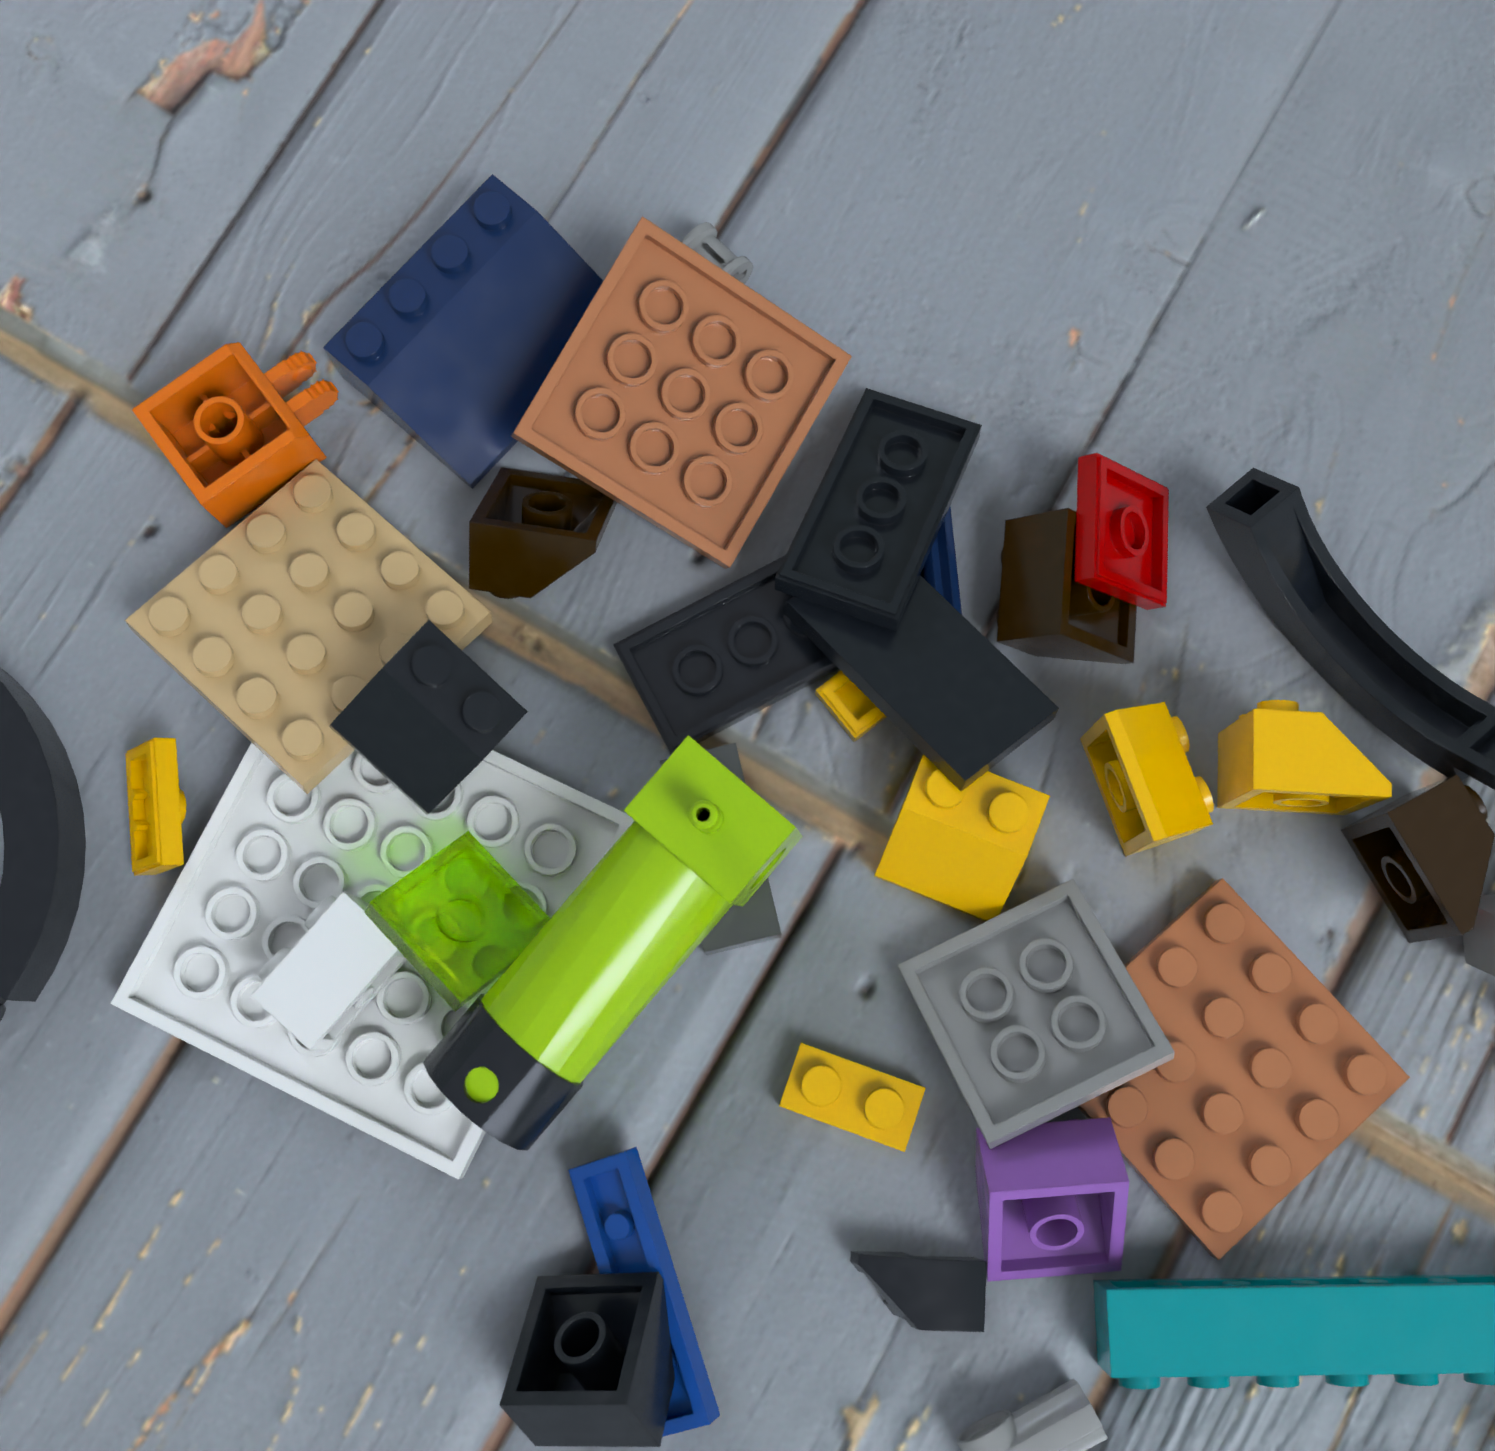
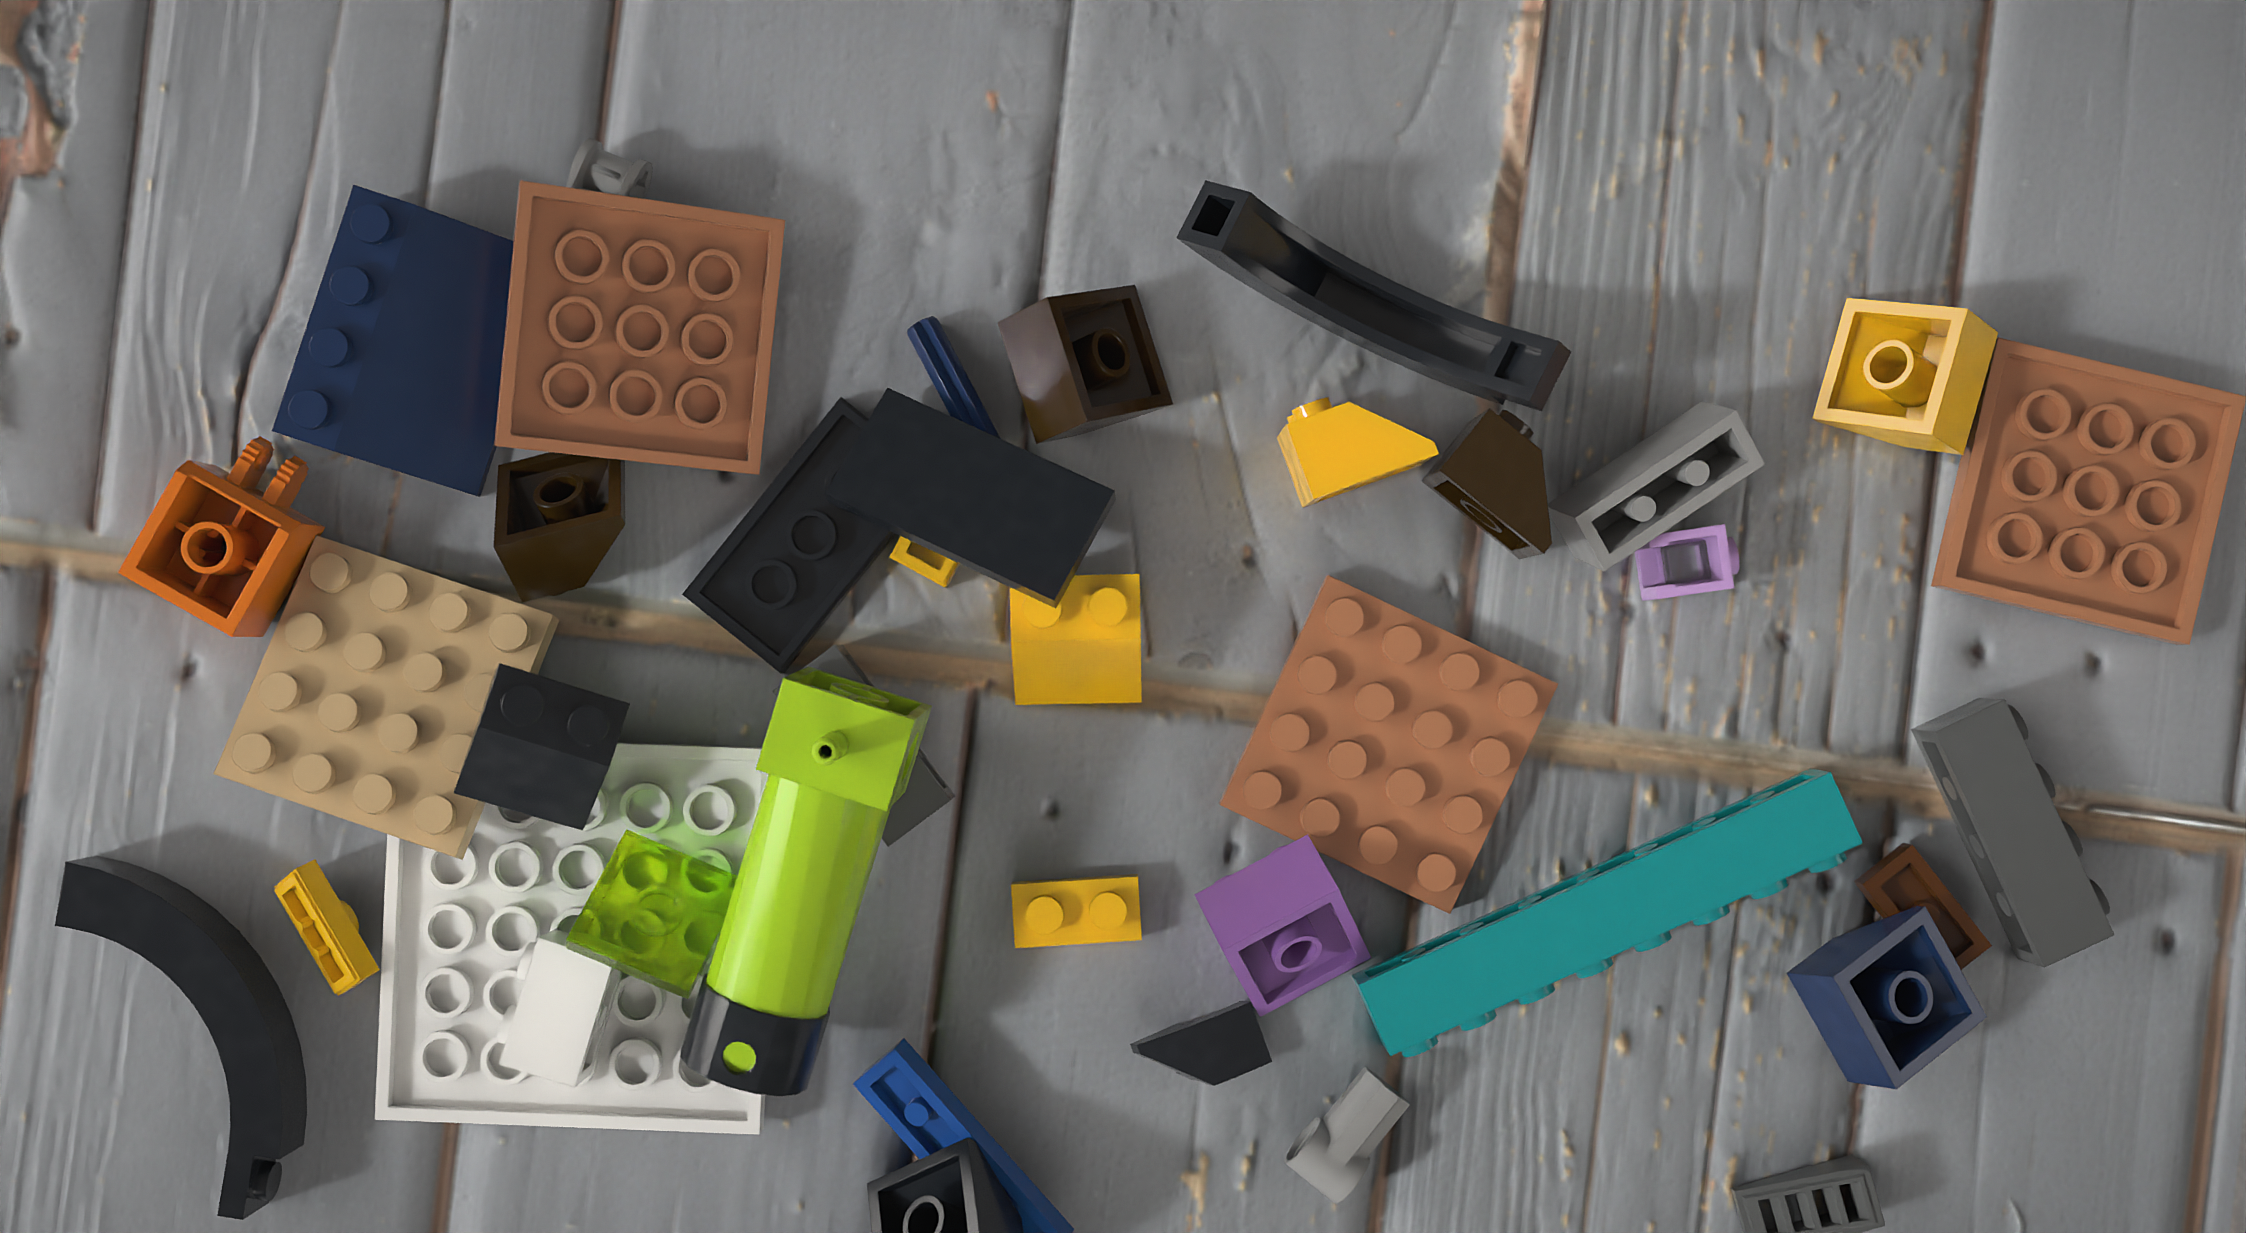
camera: 30 degrees left, 10 degrees up
(878, 509) = (873, 361): black tile -> none
(1034, 1013) = (1203, 772): light grey plate -> none
(1121, 532) = (1109, 290): red tile -> none
(1147, 776) = (1225, 512): yellow slope -> none

